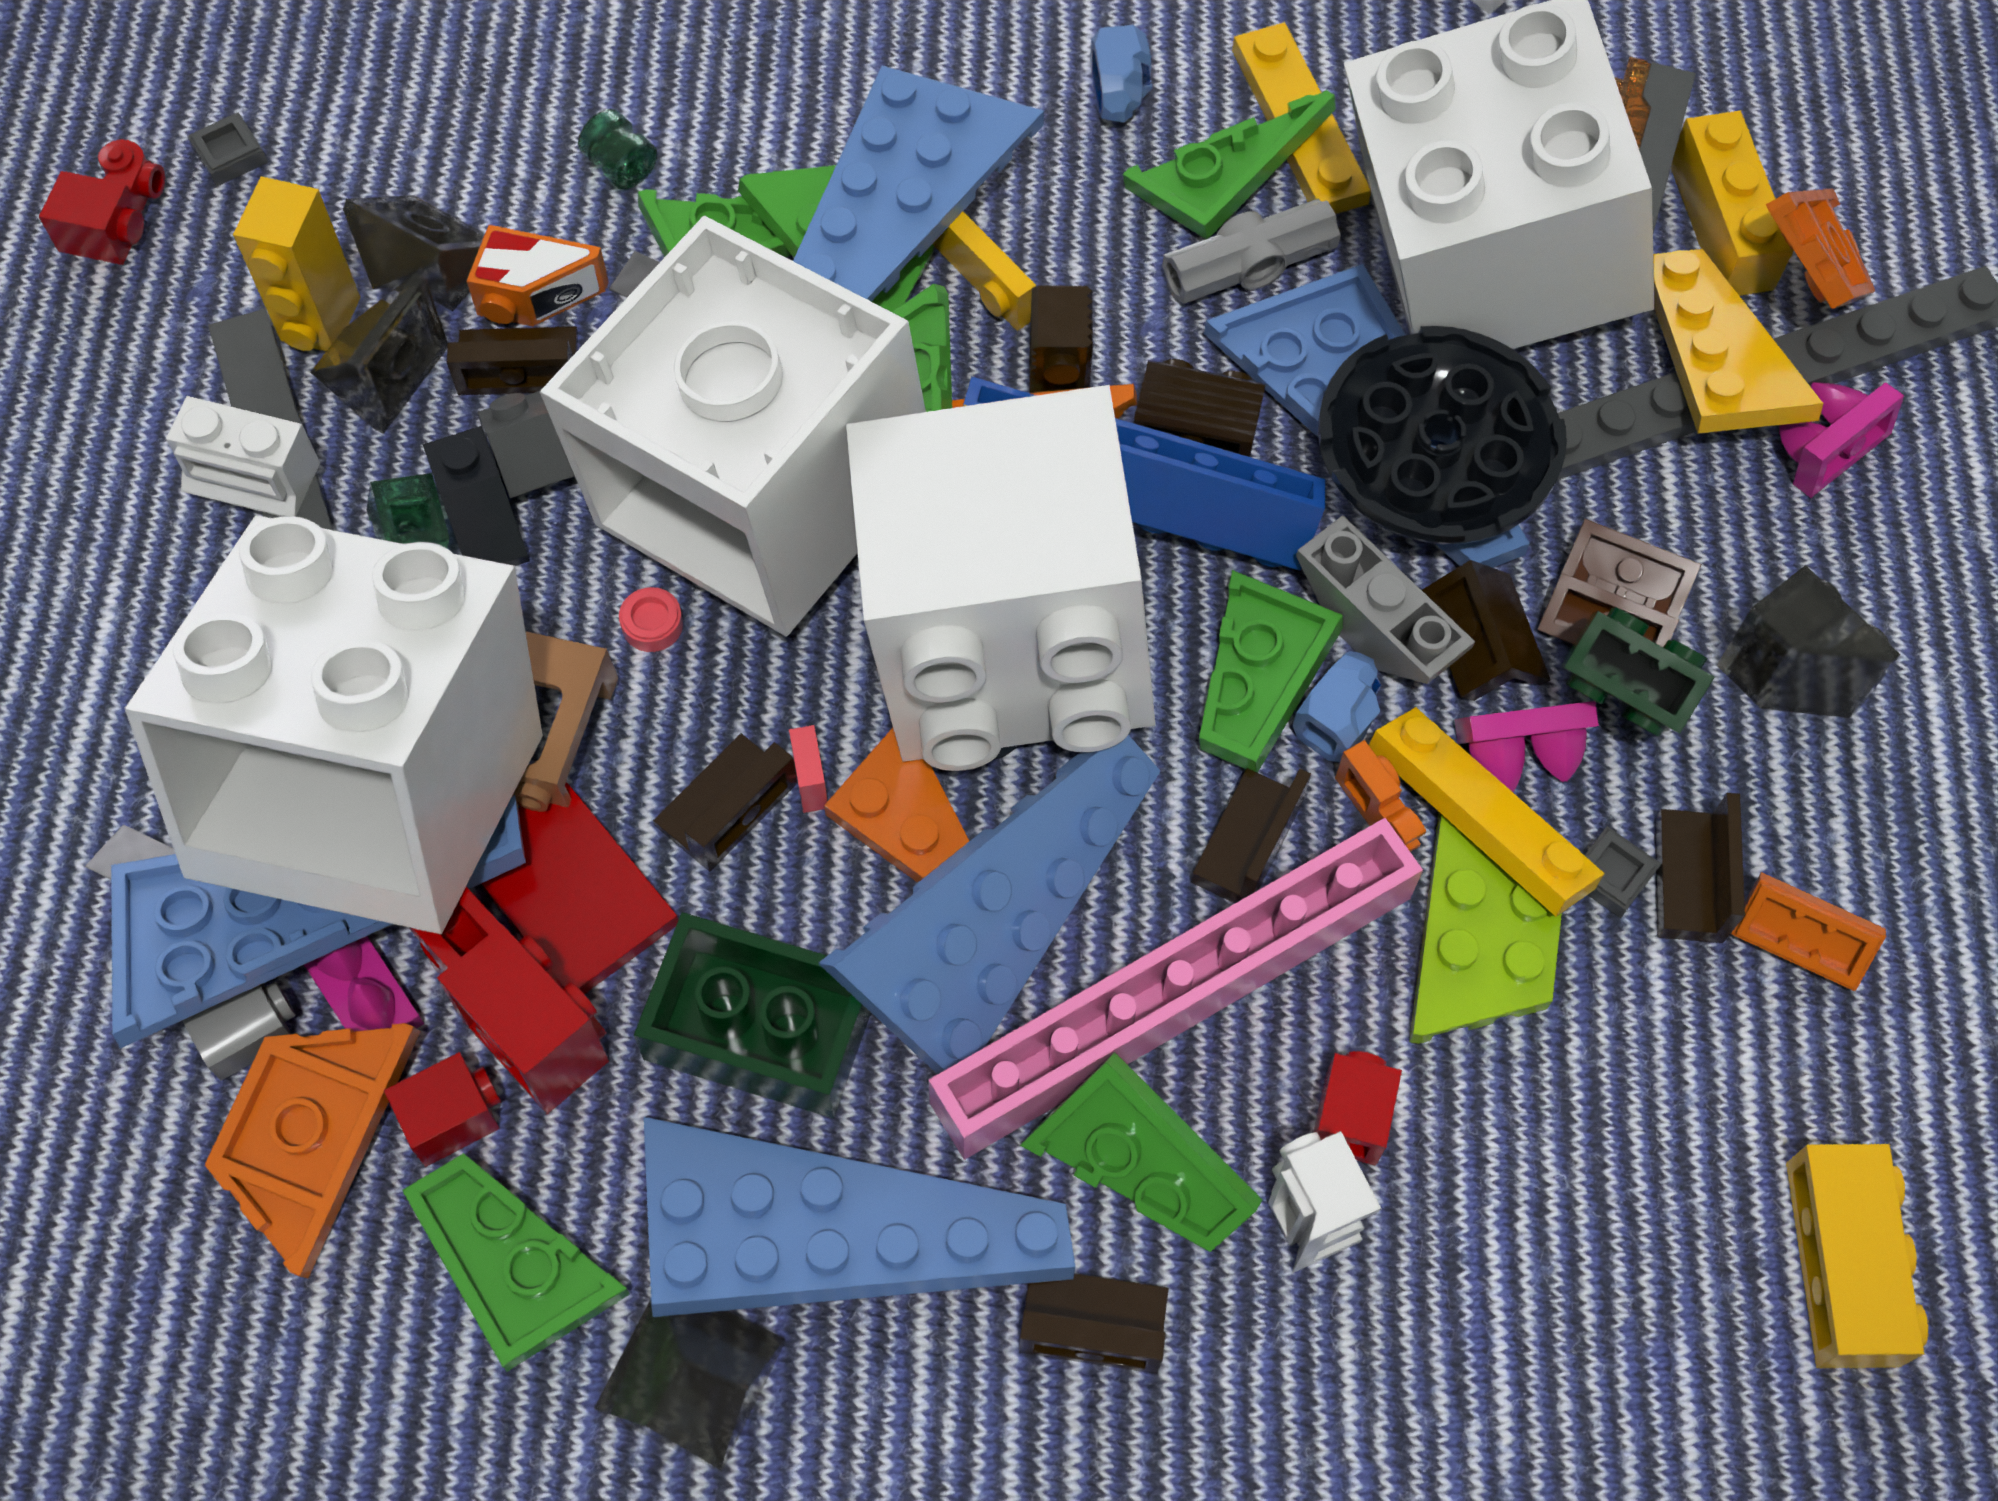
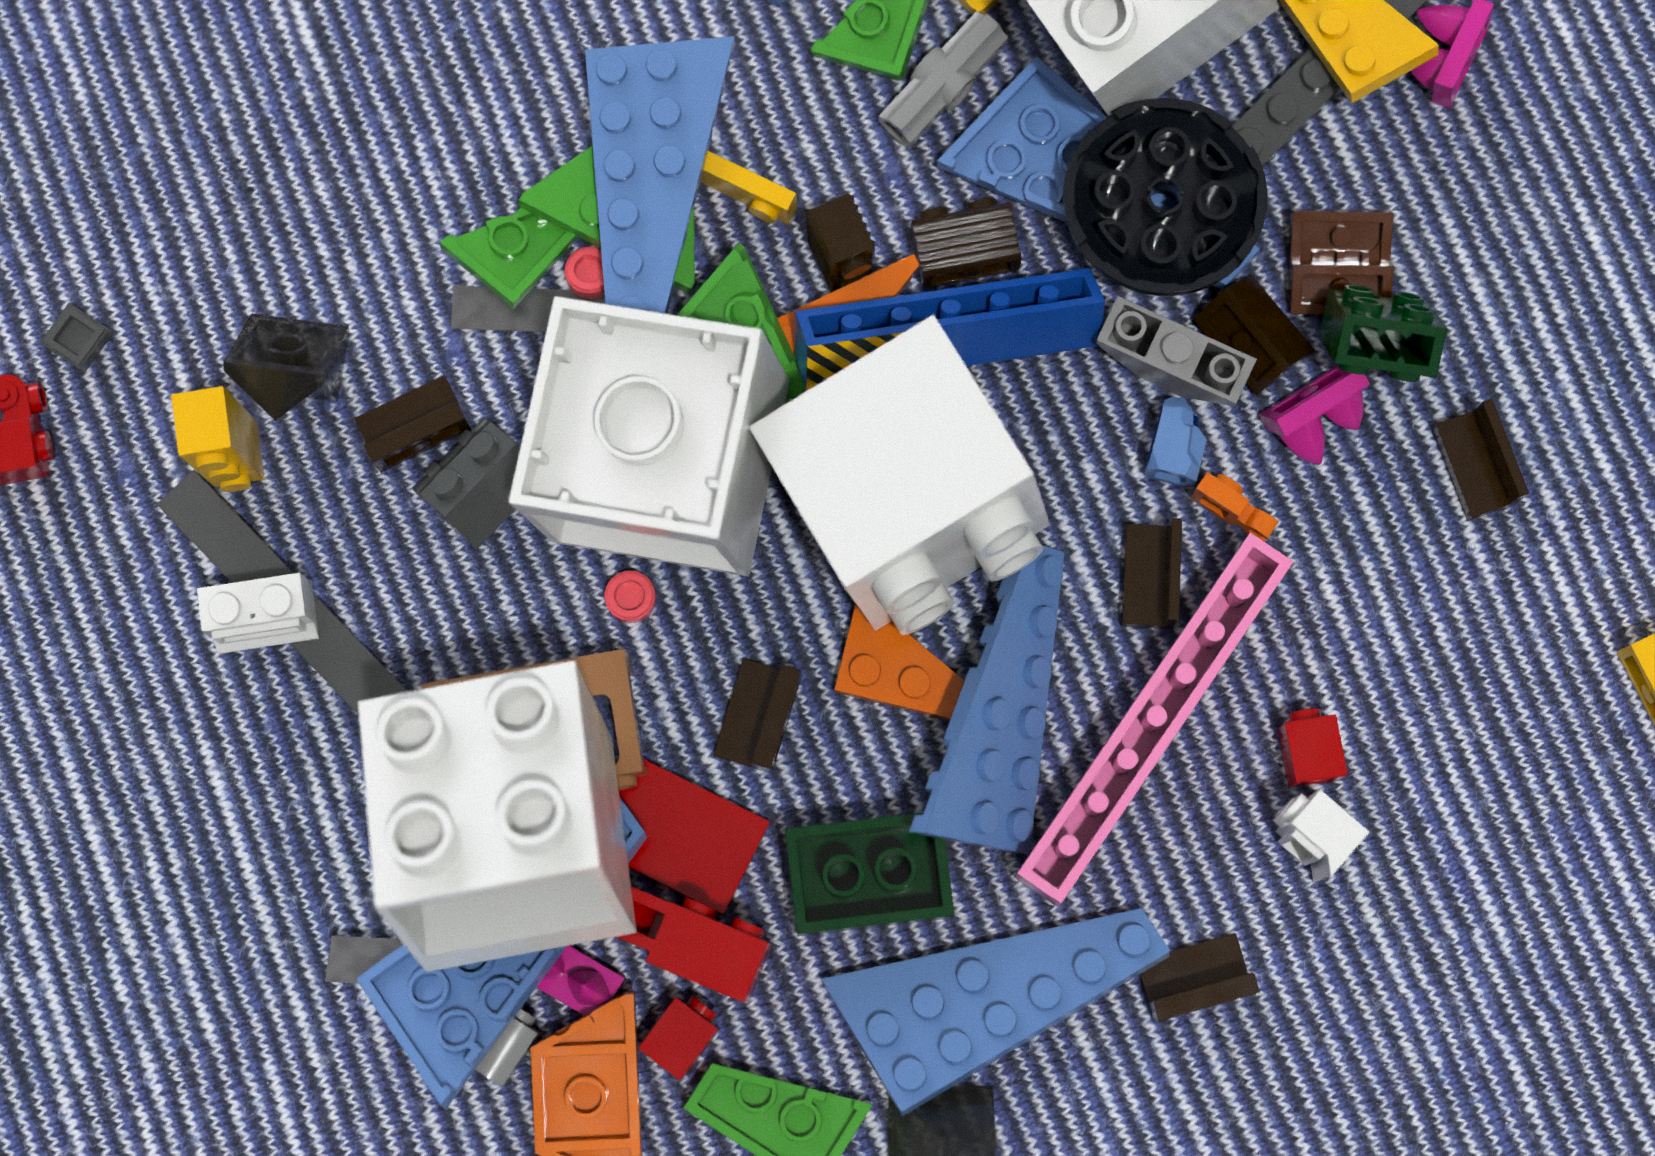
camera: 20 degrees left, 15 degrees up
(385, 354) = (314, 476): clear smoke slope -> none
(407, 506) = (412, 588): clear green brick -> none
(475, 498) = (453, 565): black slope -> none
(532, 276) = (390, 351): slope -> none
(623, 154) = (398, 205): clear green wheel -> none
(808, 768) = (811, 668): coral tile -> none
(1139, 1147) = (1174, 846): bright green wing -> none
(1262, 668) = (1103, 436): bright green wing -> none
(1483, 943) = (1345, 571): lime wing -> none
(1486, 811) = (1311, 483): yellow plate -> none
(1625, 870) = (1419, 486): dark grey tile -> none
(1807, 651) = (1497, 255): clear smoke slope -> none
(1809, 931) = (1575, 475): orange plate -> none

